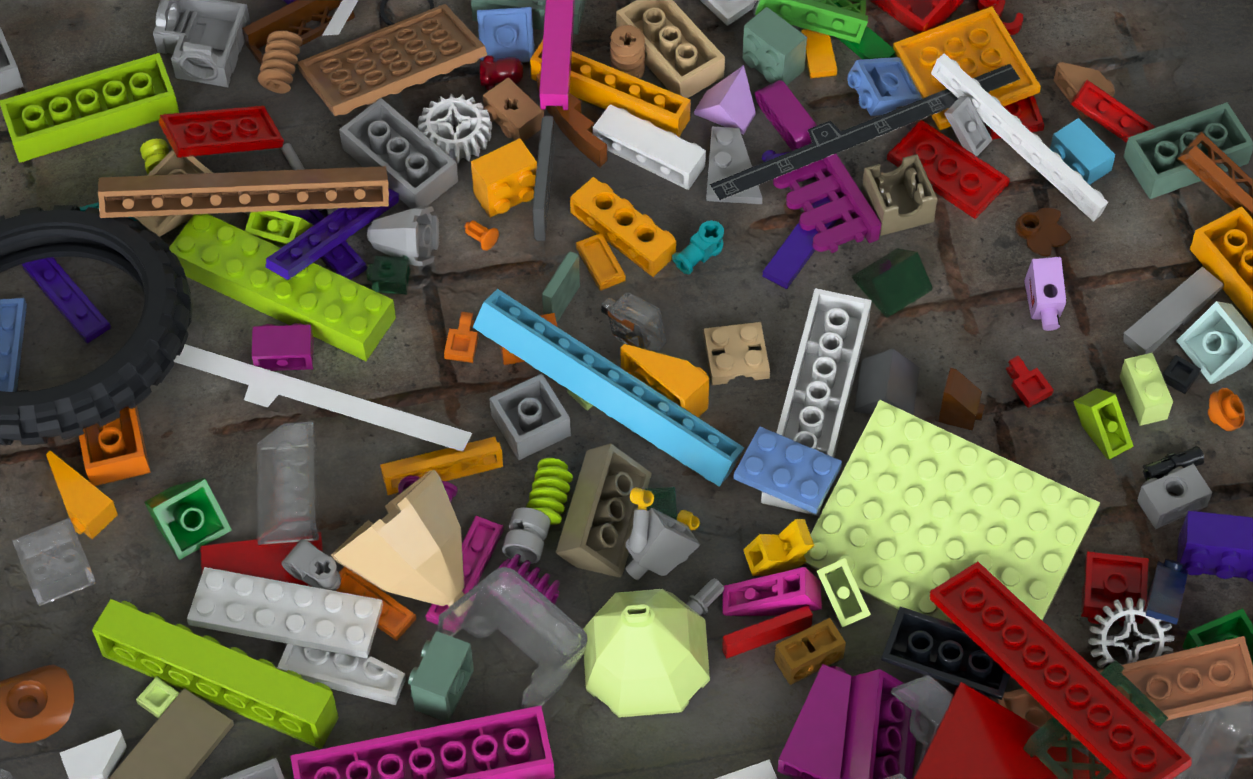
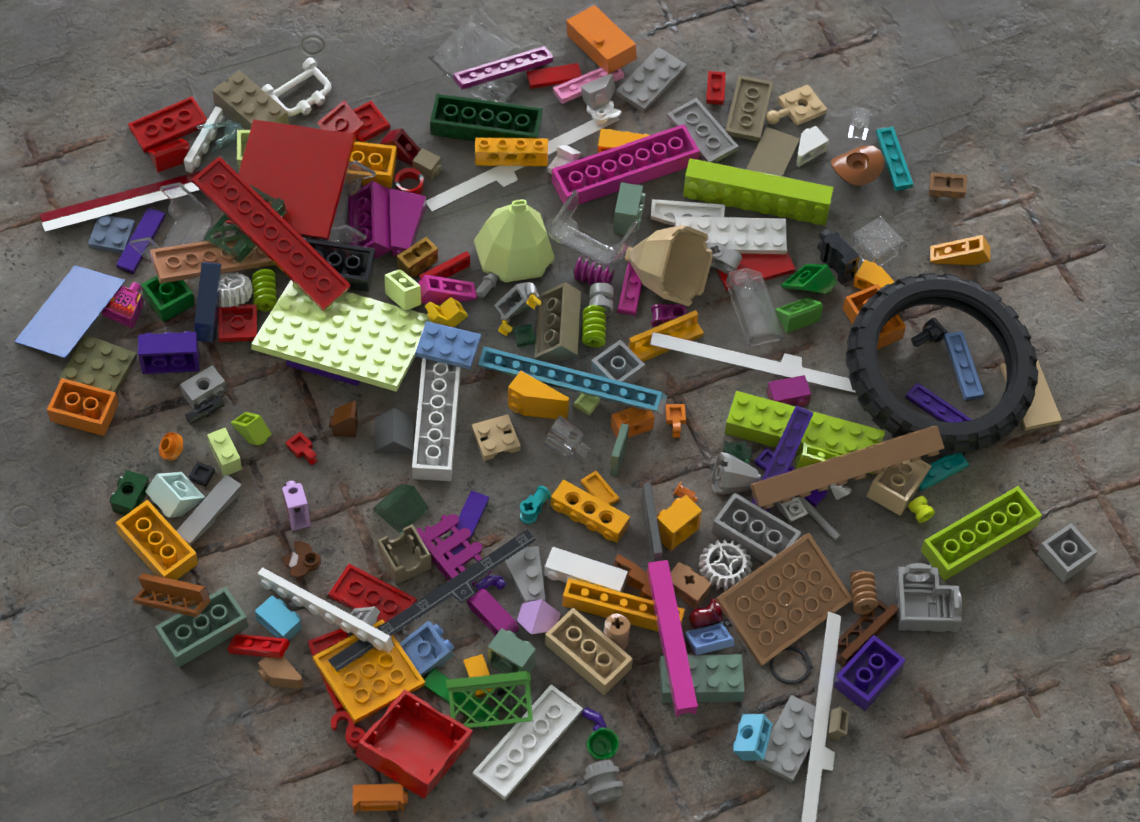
camera: 165 degrees right, 0 degrees up
(127, 545) = (838, 255): none -> black hips
(220, 131) = (883, 525): red tile -> none
(224, 465) = (799, 313): none -> bright green slope
(1070, 626) = (264, 290): none -> lime piece

